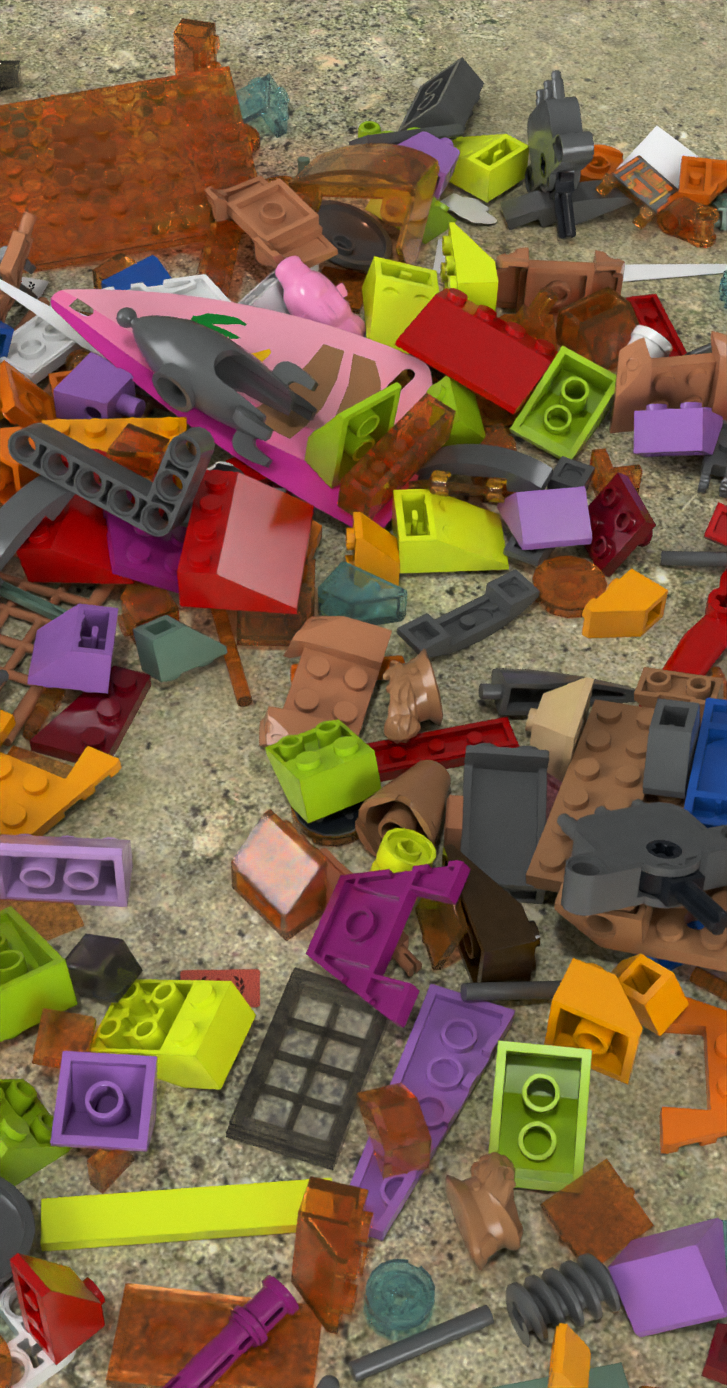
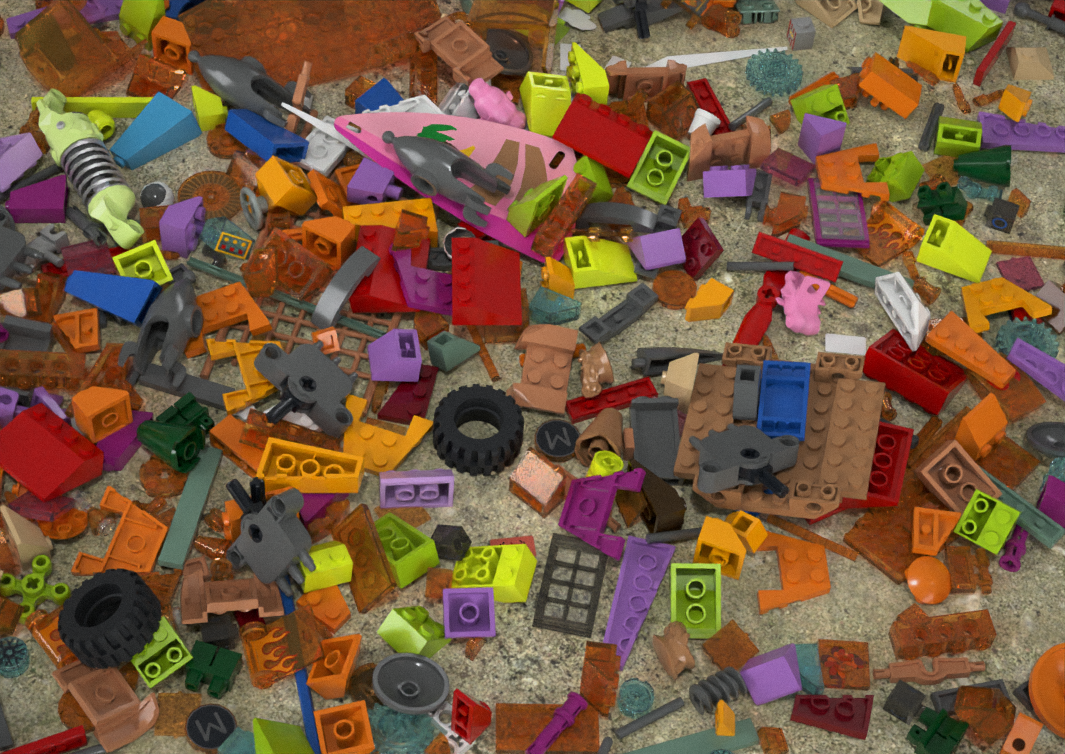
camera: 10 degrees left, 5 degrees up
(116, 478) = (405, 248): dark grey beam -> none
(171, 1215) = (515, 667): neon yellow tile -> none
(192, 819) = (483, 405): none -> black tyre
(324, 769) = (553, 418): lime slope -> none
(396, 1129) = (623, 613): clear orange slope -> none

